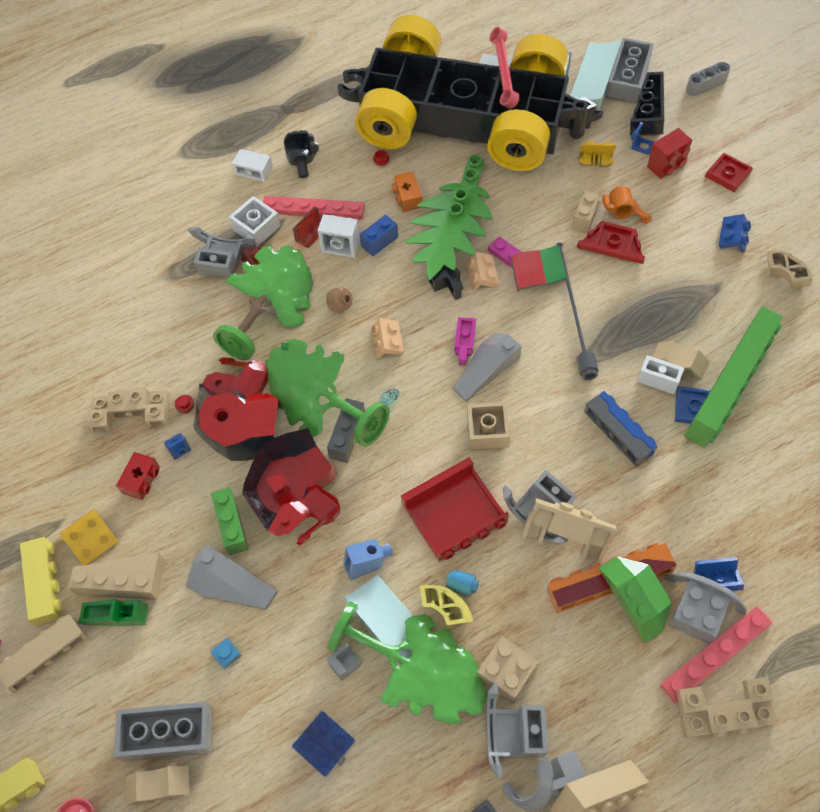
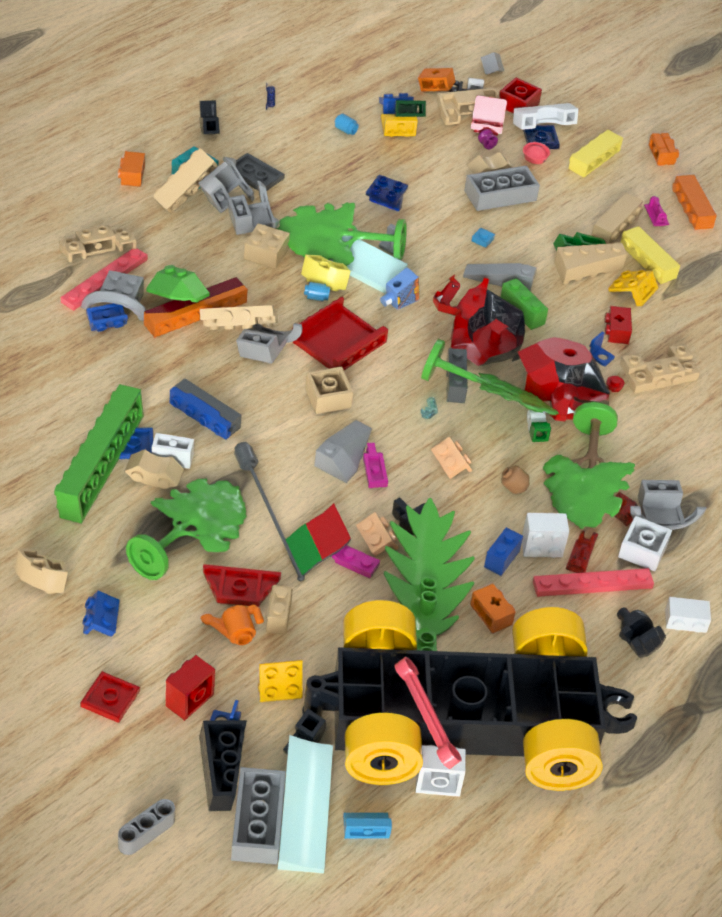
camera: 155 degrees right, 15 degrees down
(631, 315) = (211, 508): none -> bright green plant

